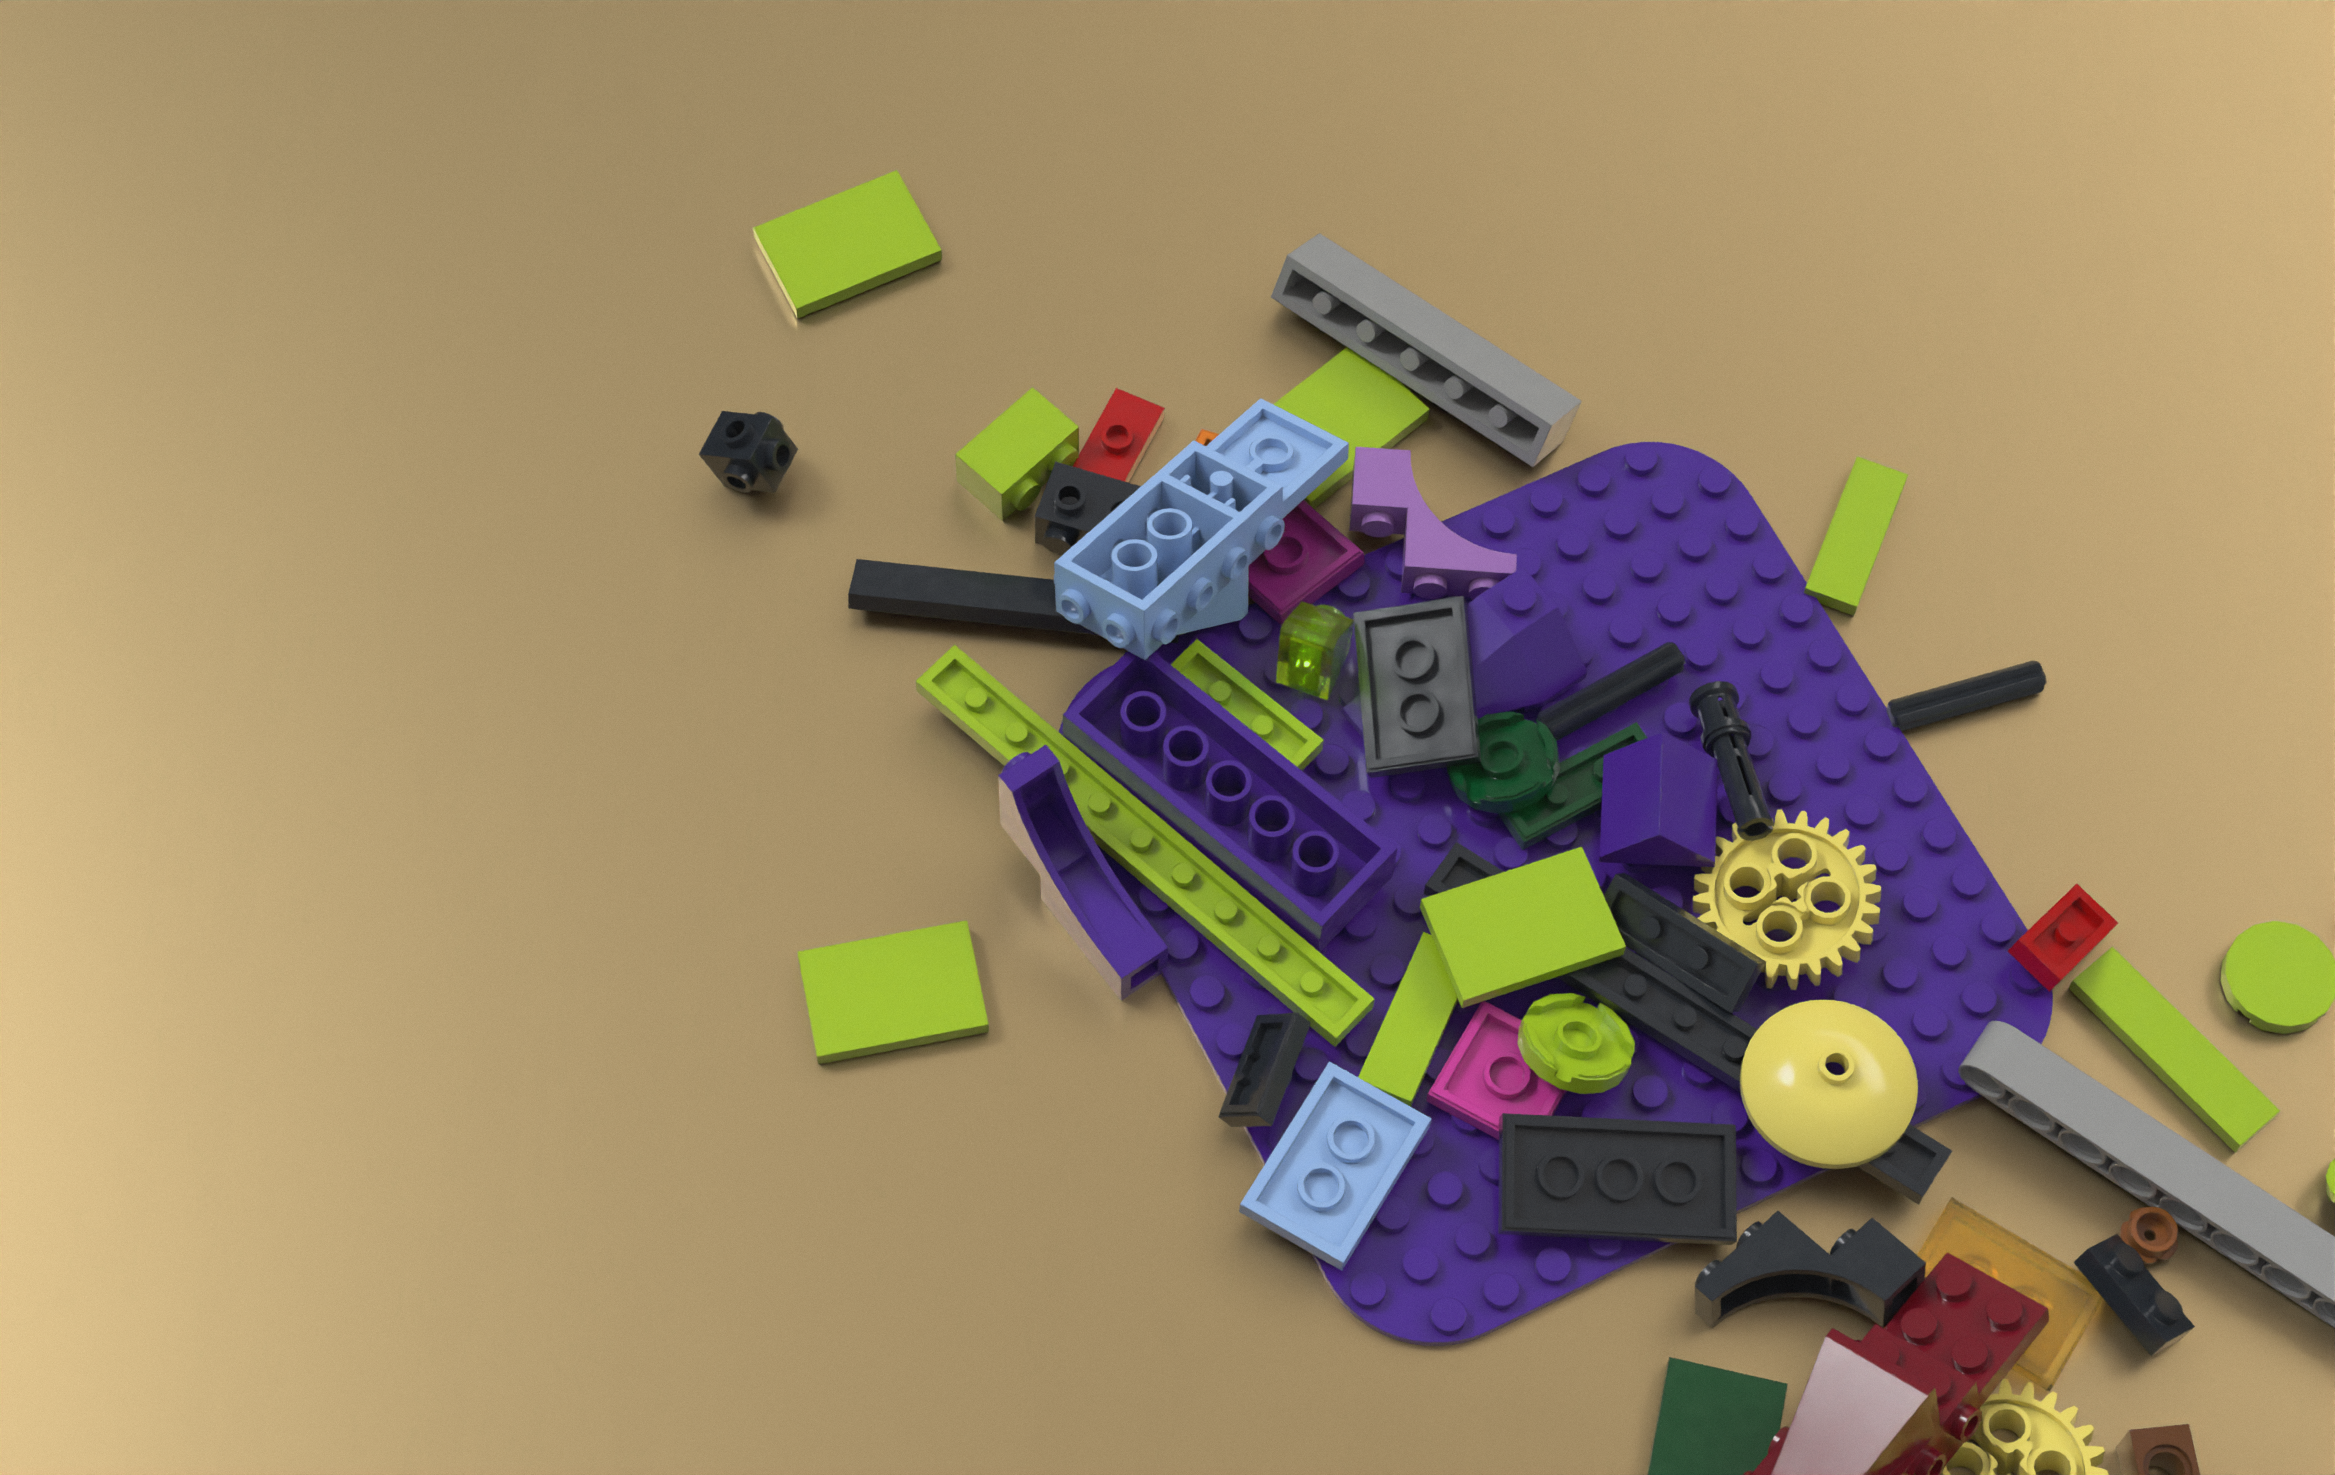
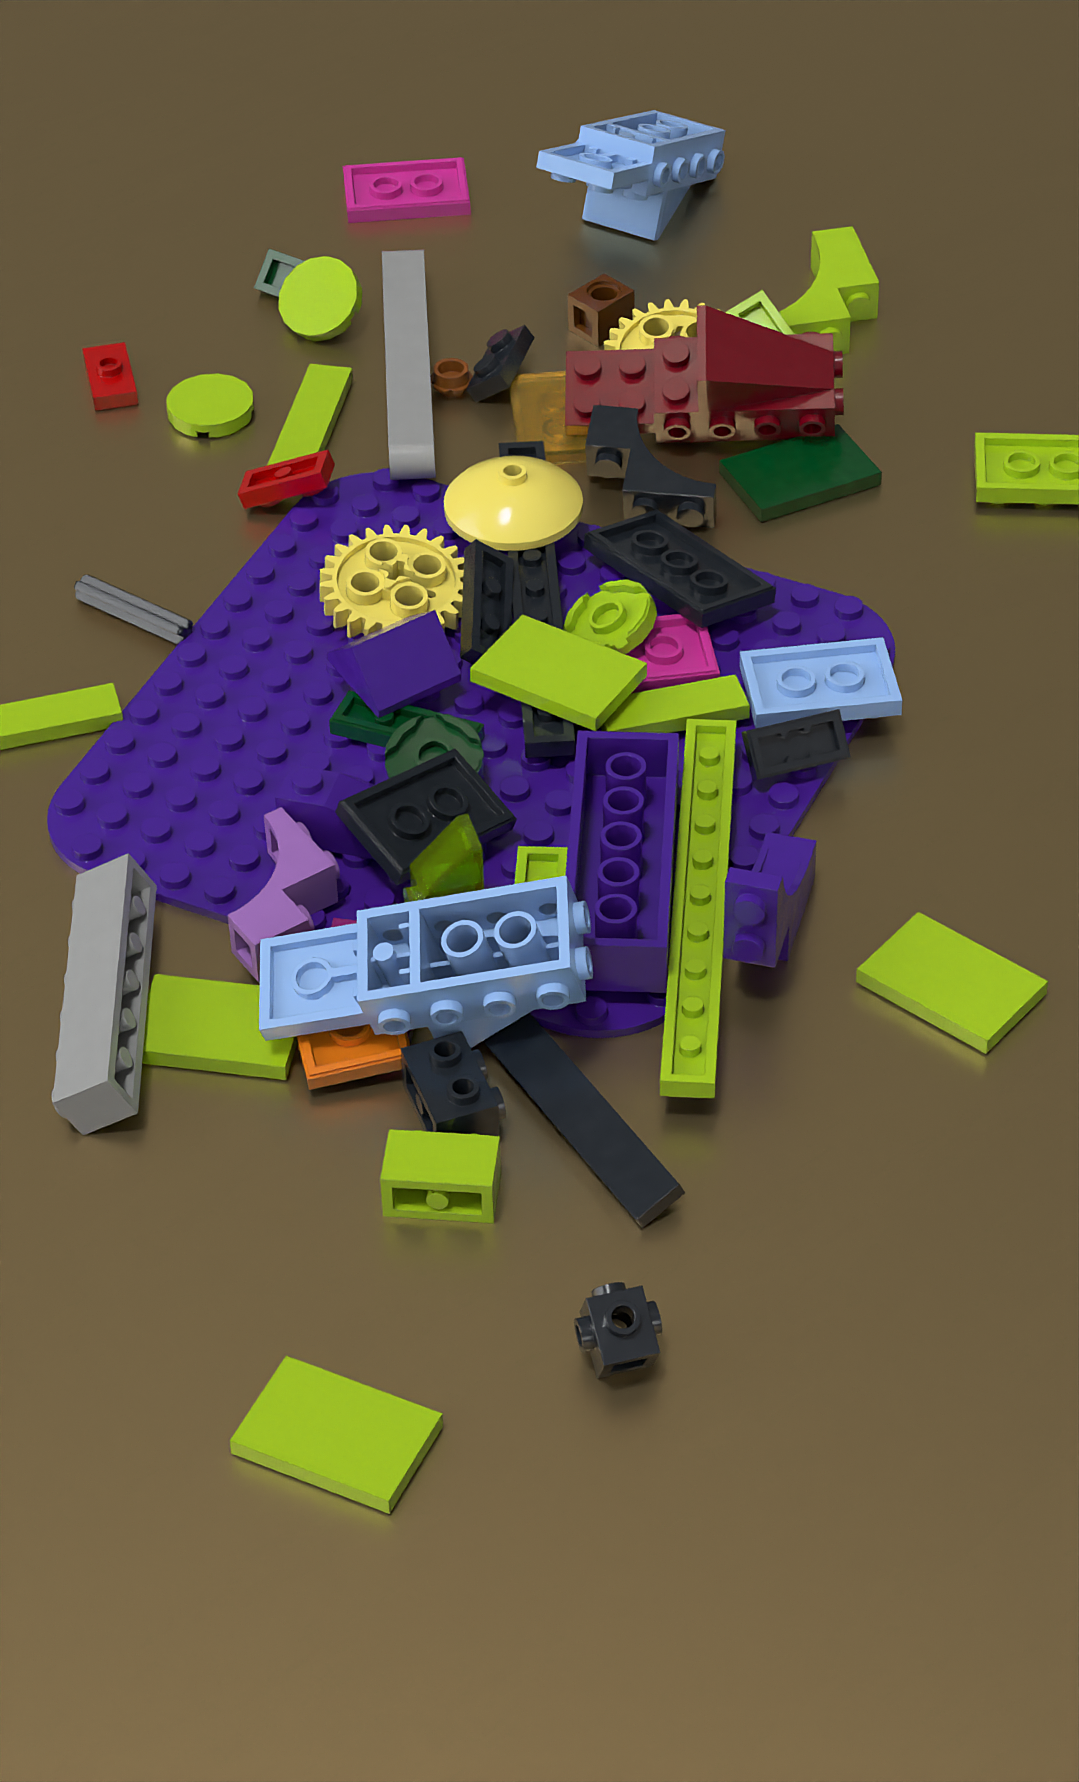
camera: 125 degrees left, 20 degrees down
(1121, 436) = (356, 1137): red plate -> none
(1613, 690) = (315, 747): black axle -> none
(1727, 740) = (304, 660): black pin -> none

